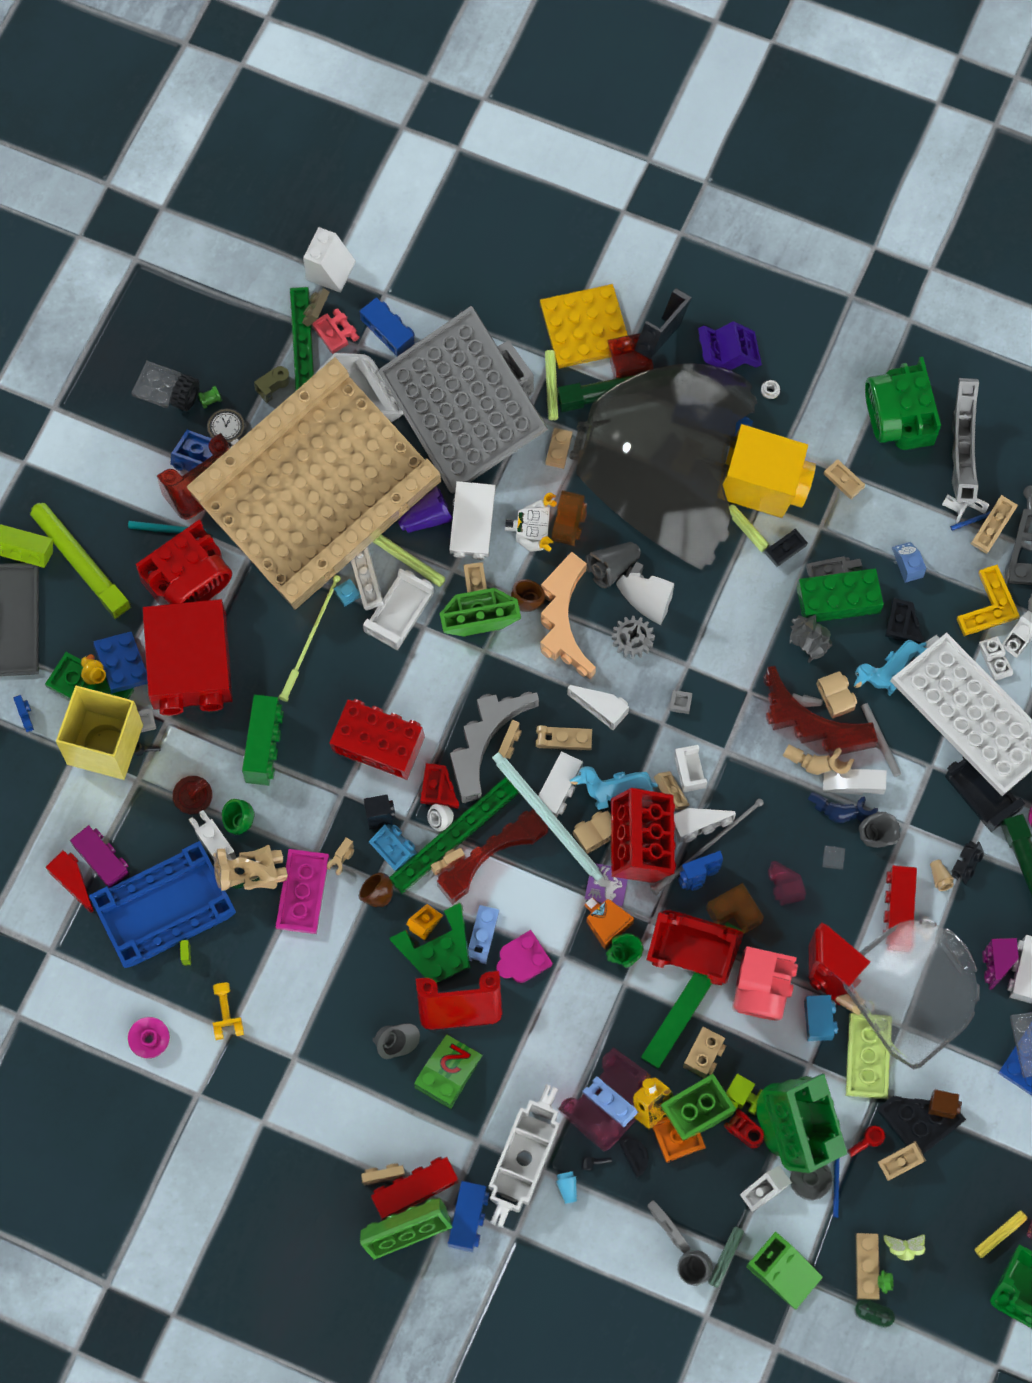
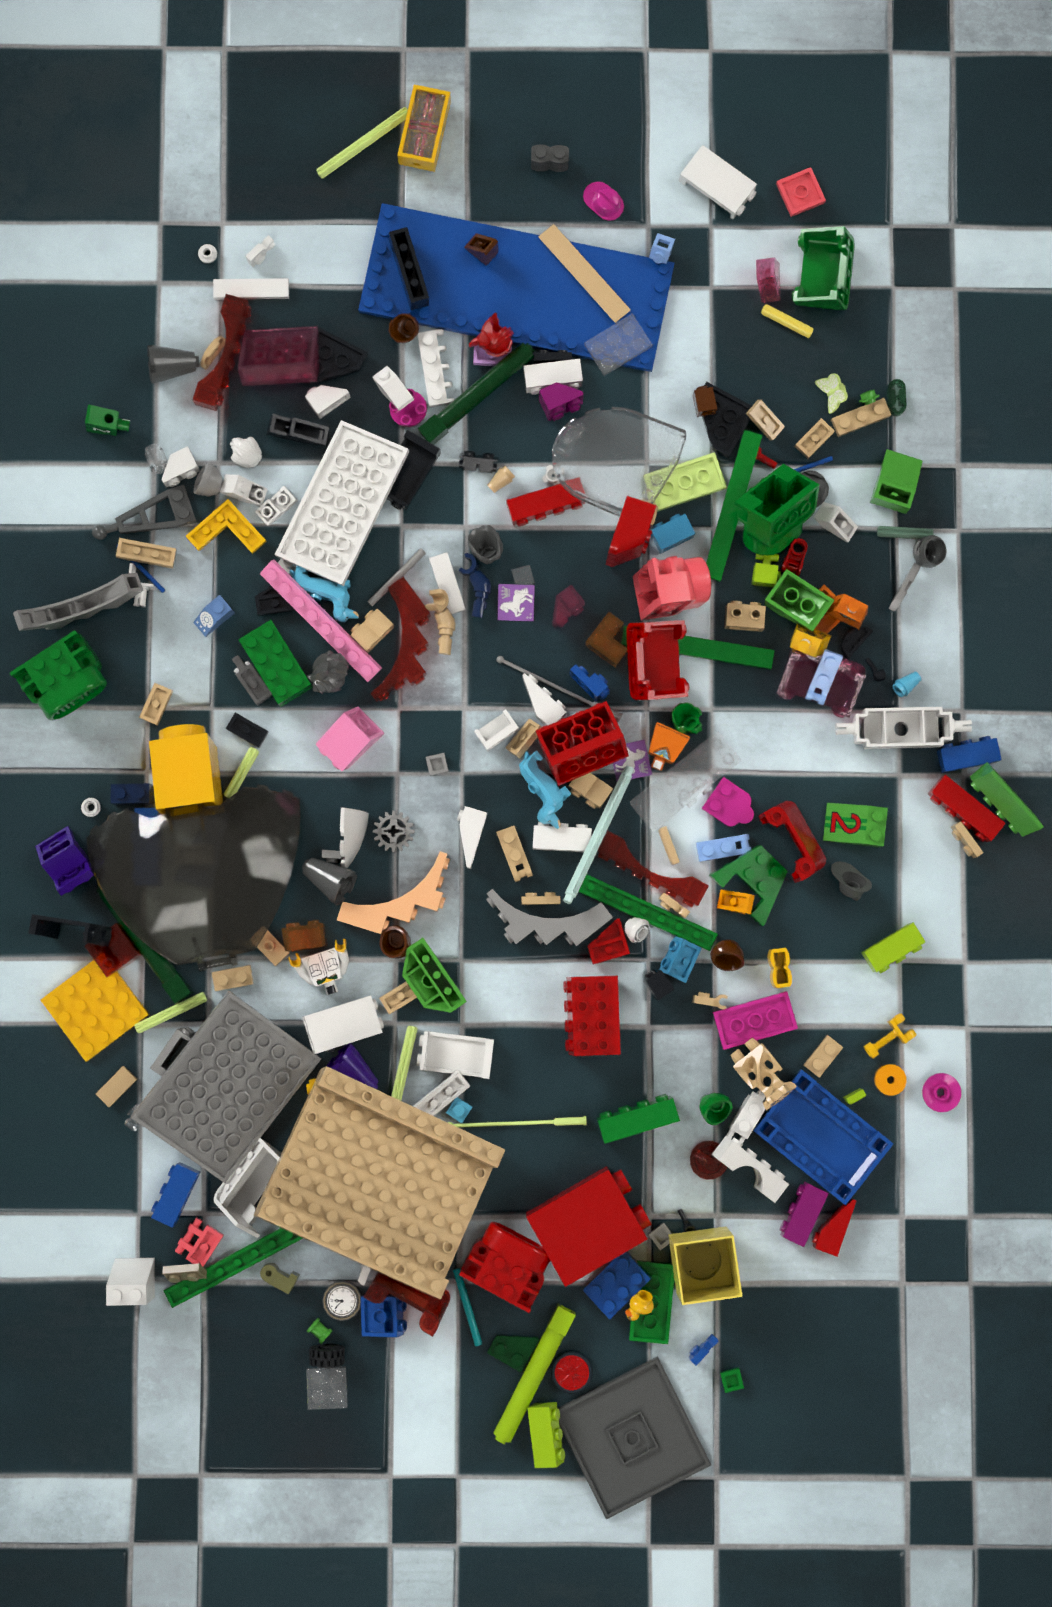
camera: 115 degrees left, 15 degrees up
(63, 592) = (571, 1372): none -> red wheel
(109, 551) = (513, 1349): none -> dark green wing
(184, 1005) = (898, 1083): none -> light orange piece
(186, 809) = (766, 1181): none -> white arch
(237, 942) = (823, 1056): none -> tan plate
(309, 1054) = (894, 948): none -> lime brick
(336, 932) = (780, 973): none -> yellow brick
(506, 317) = (116, 1086): none -> tan tile
(507, 881) = (668, 845): none -> tan tile
(563, 926) = (685, 781): none -> clear bracket
(574, 486) = (272, 948): none -> tan plate
(665, 1154) = (848, 610): none -> orange torso
(740, 633) = (349, 738): none -> bright pink slope
(770, 418) = (132, 794): none -> dark blue brick
(808, 701) = (387, 654): light grey bar -> none
(810, 840) = (516, 602): none -> medium lavender sticker
(844, 1103) = (728, 516): none -> green tile
(863, 1206) = (814, 438): none -> tan plate
(864, 650) = (320, 620): none -> bright pink plate

